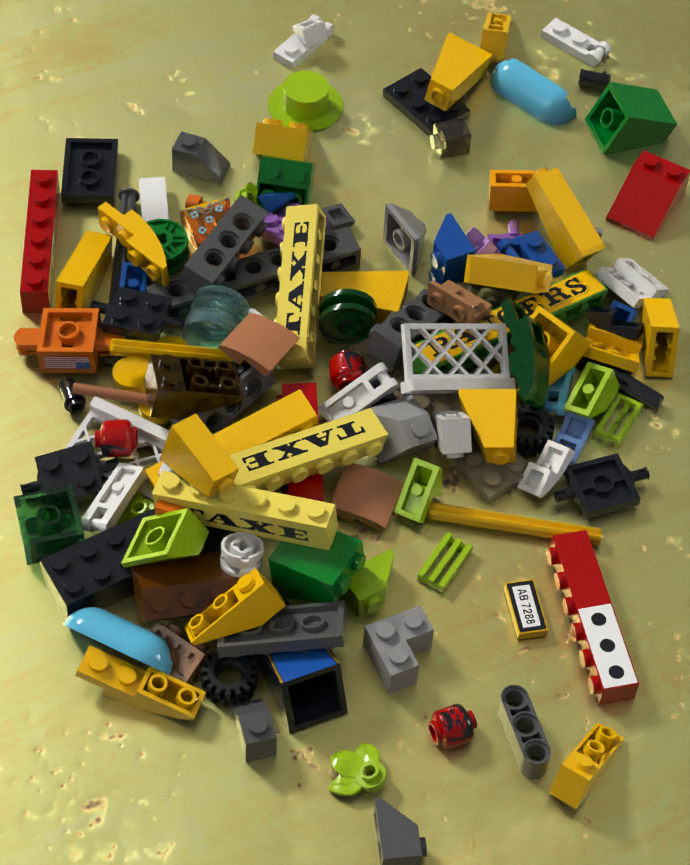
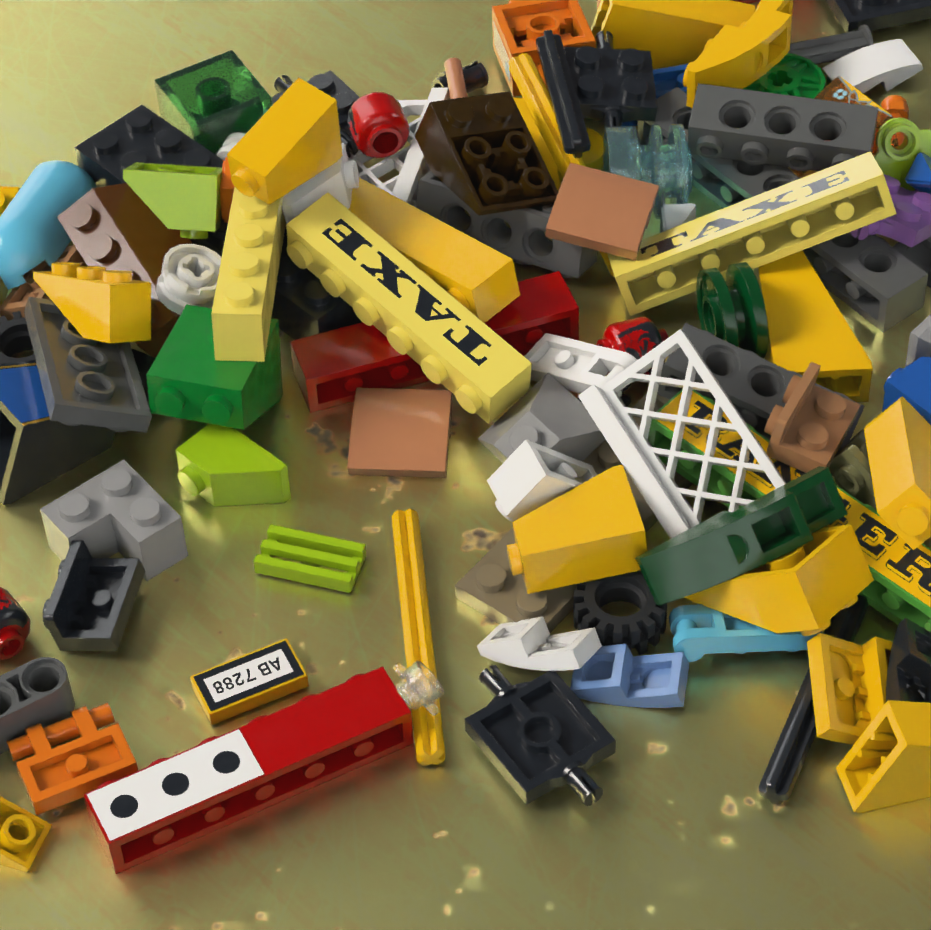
camera: 80 degrees right, 5 degrees down
(150, 333) = (563, 94): none -> black axle
(420, 487) = (426, 481): lime slope -> none
(452, 669) = (92, 600): none -> black bracket
(567, 697) = (74, 768): none -> orange plate
(570, 522) = (418, 686): none -> clear plate
(593, 391) = (729, 673): lime slope -> none
(609, 435) = (705, 748): lime tile -> none

